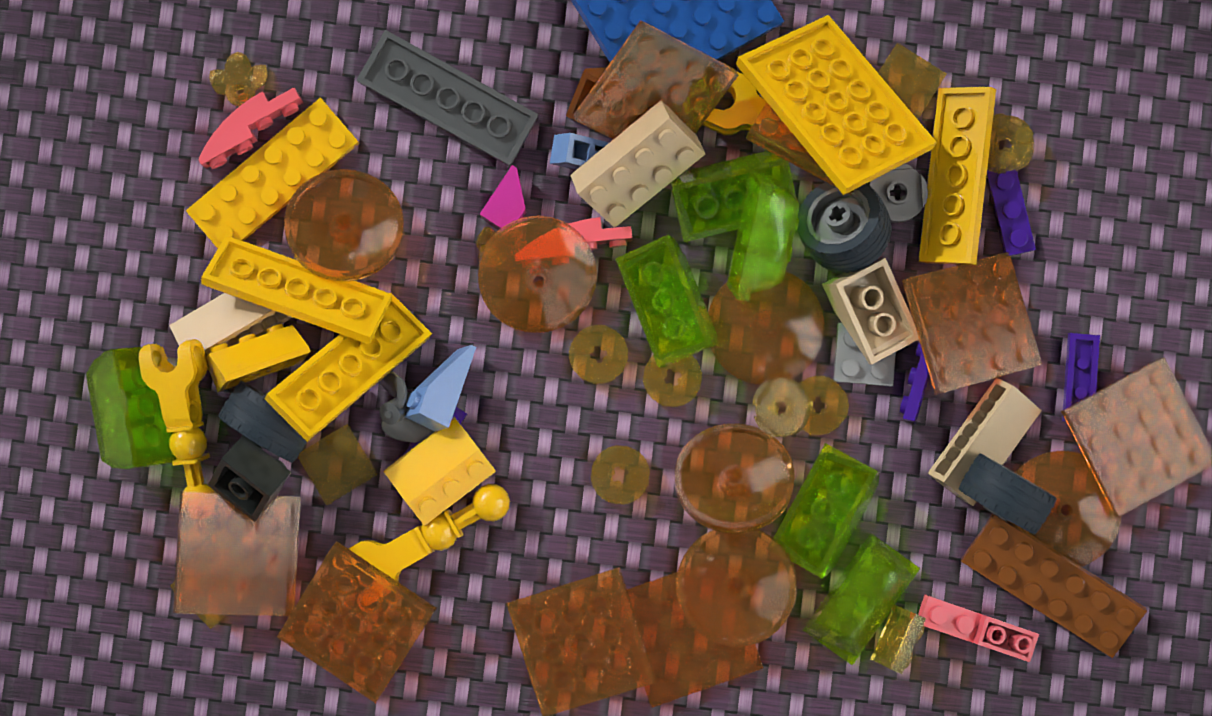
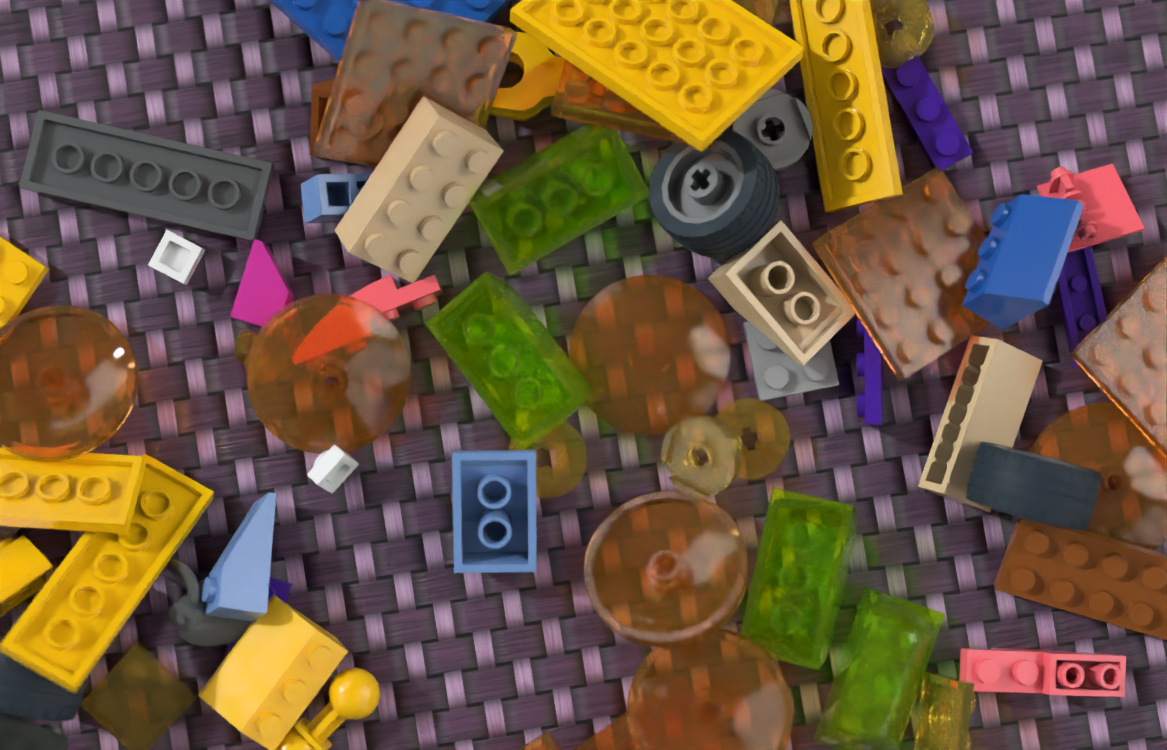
camera: 15 degrees left, 0 degrees up
(452, 161) = (176, 257): none -> white plate
(519, 341) = (332, 468): none -> white plate
(609, 341) = (420, 446): clear yellow plate -> none
(626, 403) = (494, 511): none -> medium blue slope
(627, 459) = (517, 629): clear yellow plate -> none
(763, 236) = (612, 238): clear neon green windscreen -> none
(1046, 333) = (1021, 258): none -> blue slope
(1106, 311) = (1106, 209): none -> coral hinge

